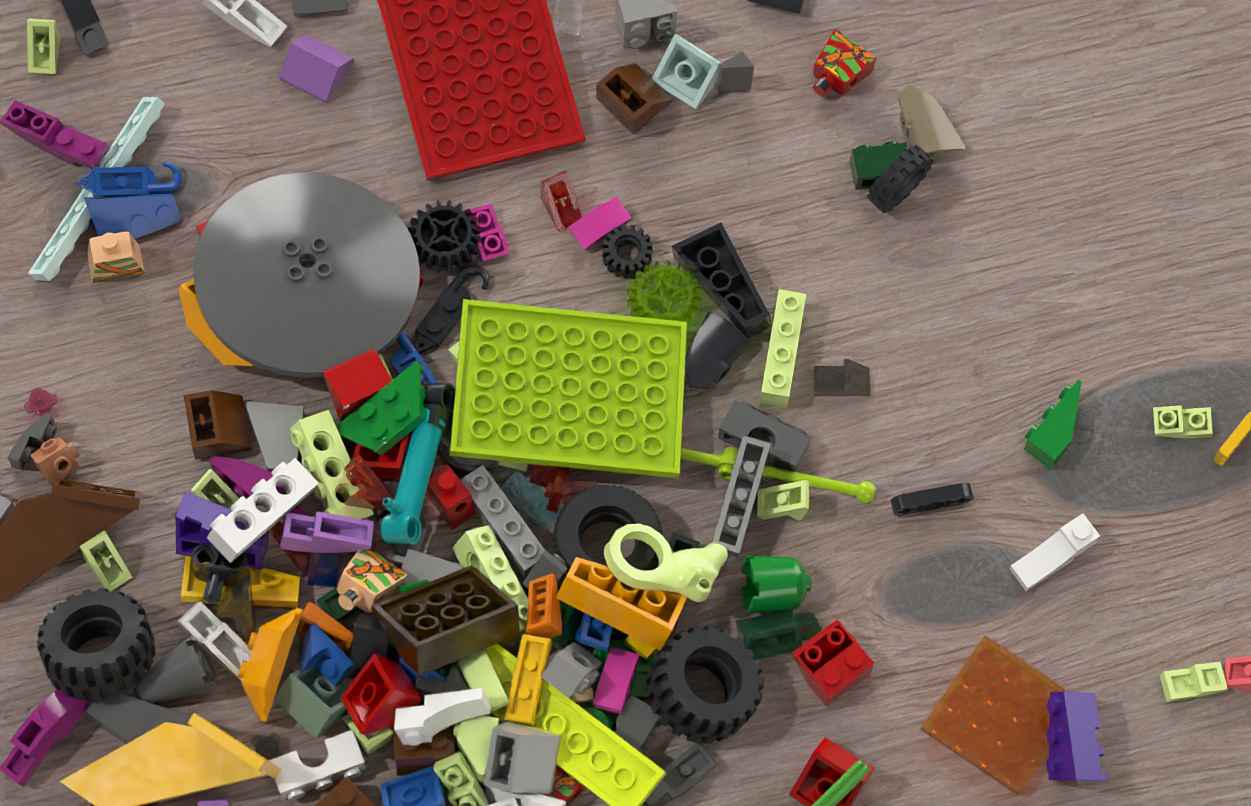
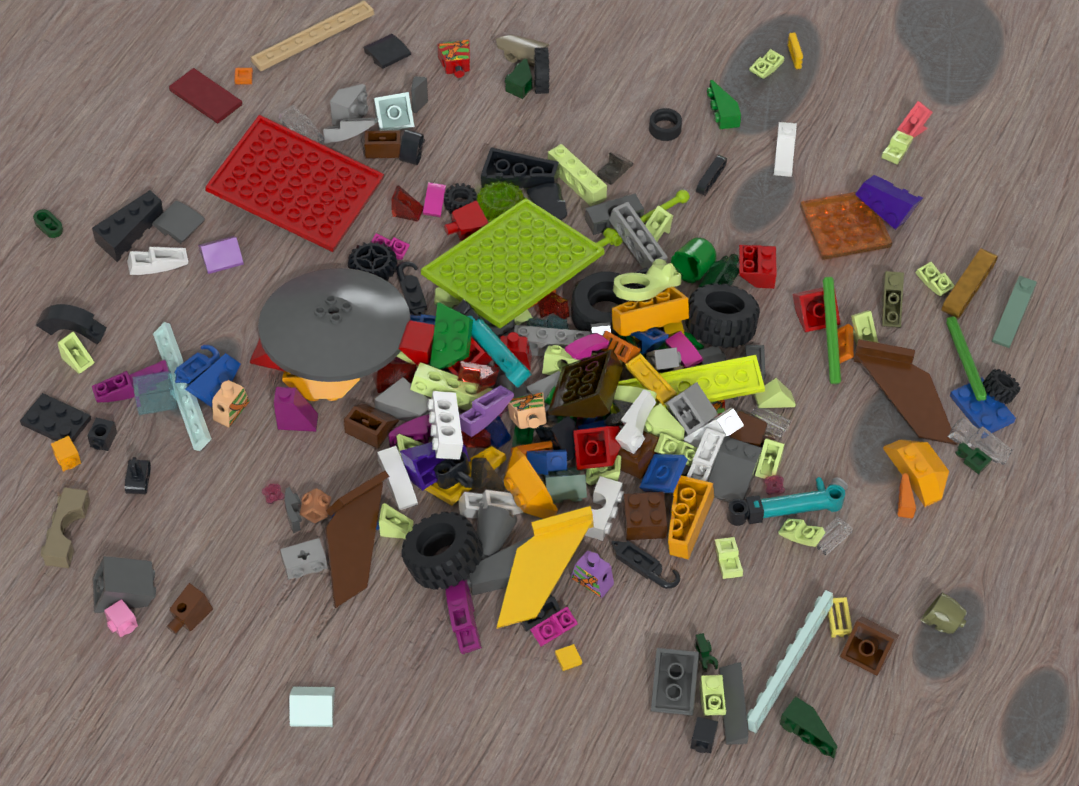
camera: 45 degrees left, 15 degrees down
(56, 167) = (154, 392): none -> clear light blue slope
(156, 333) = (294, 411): none -> magenta slope
(161, 523) = (399, 480): none -> white slope
(303, 392) = (392, 373): none -> clear red slope
(506, 568) = (583, 347): none -> dark pink slope
(599, 286) = (466, 221): none -> red torso
(608, 45) = (348, 129): none -> light grey slope
(651, 134) = (411, 147): none -> black beam
(969, 363) = (667, 115): none -> black tyre

